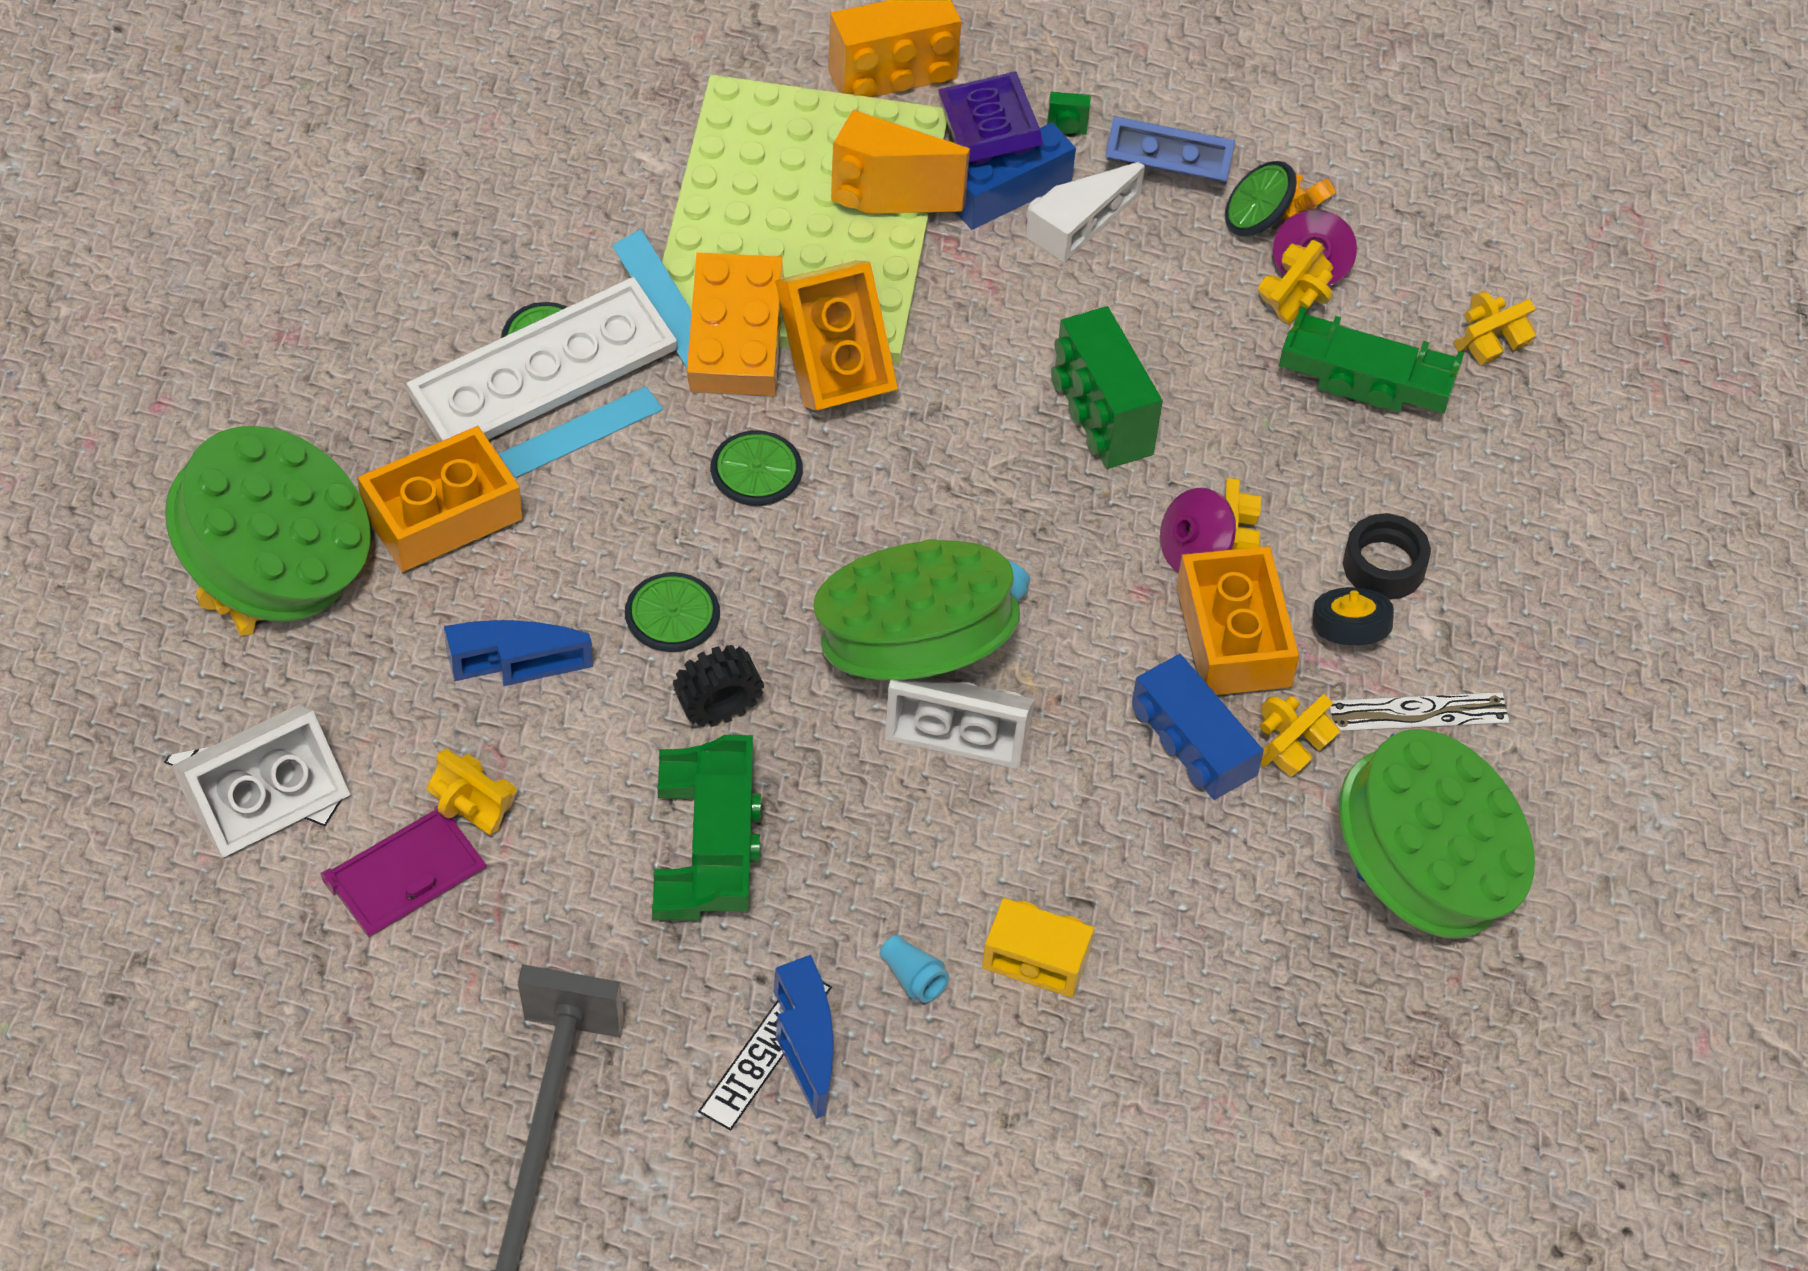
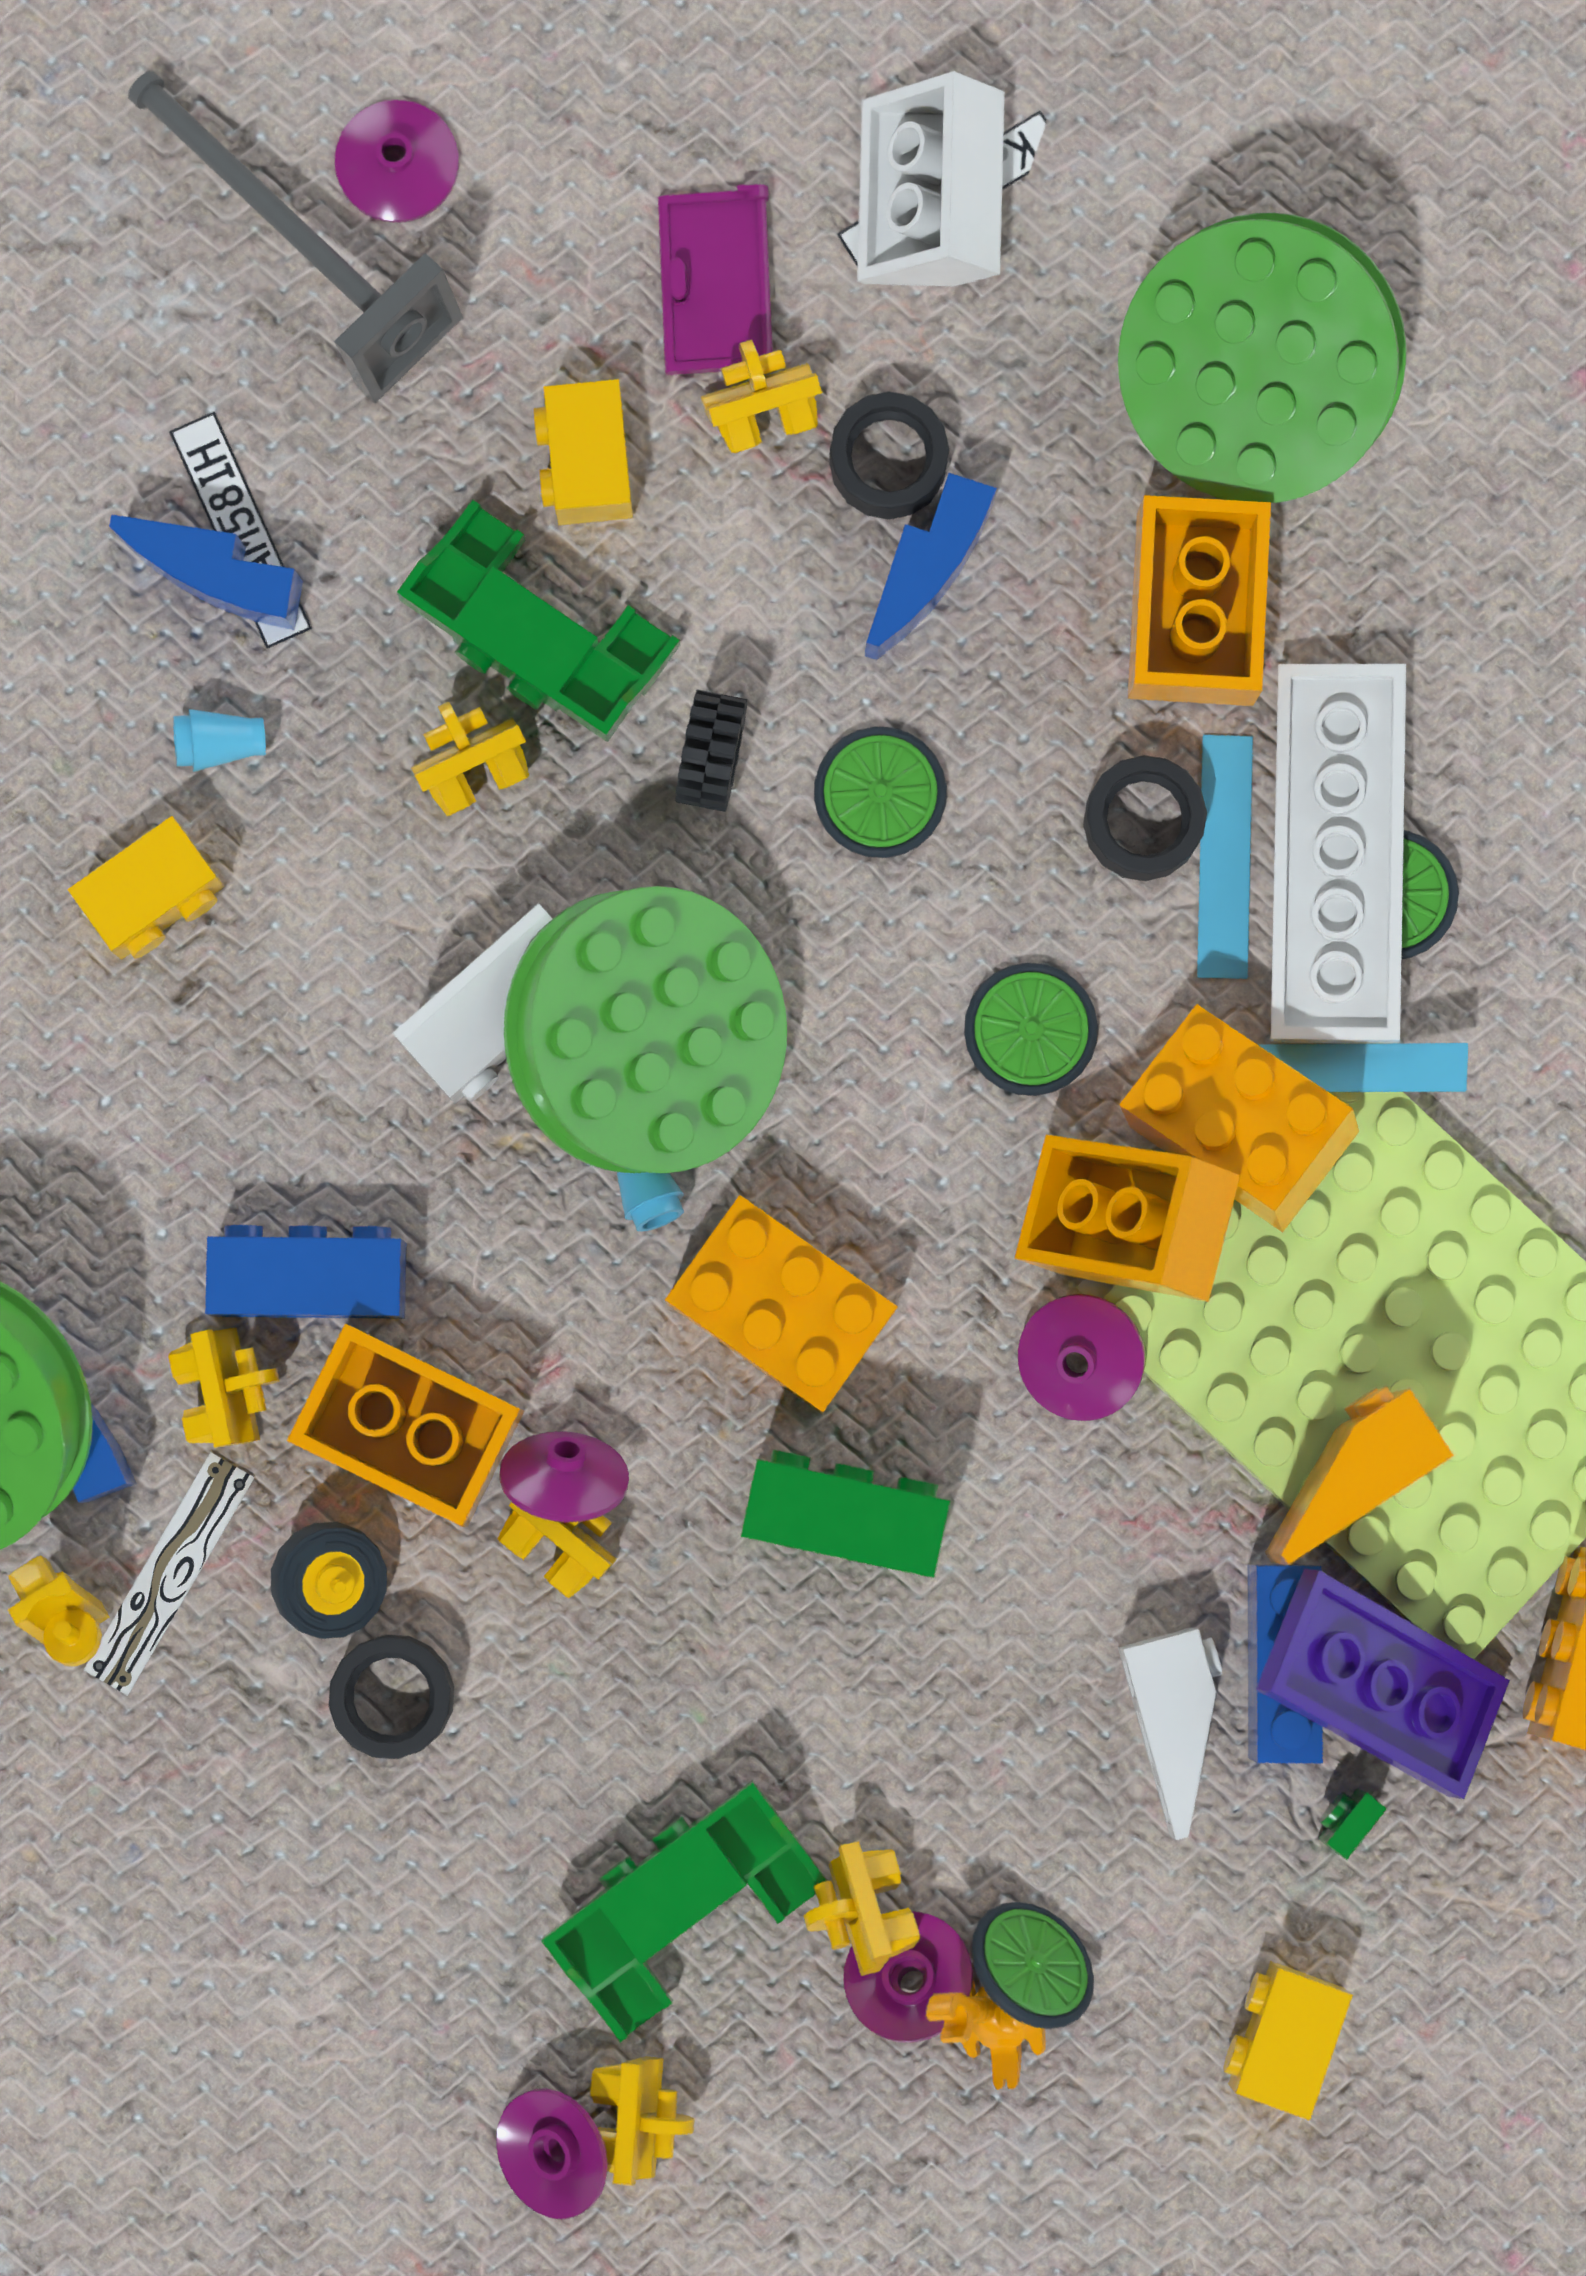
camera: 125 degrees right, 30 degrees up
(446, 1122) = (401, 188): none -> magenta dish
(457, 680) = (896, 408): none -> black tyre
(574, 867) = (586, 452): none -> yellow brick
(590, 443) = (1151, 770): none -> black tyre
(817, 821) = (495, 746): none -> yellow hips
(925, 345) = (1097, 1332): none -> magenta dish
(1015, 486) = (780, 1304): none -> light orange brick
(1170, 149) = (1189, 1904): brick -> none
(1198, 86) = (1287, 2039): none -> yellow brick
(1493, 724) = (57, 1612): none -> yellow hips
(1546, 351) = (551, 2153): none -> magenta dish

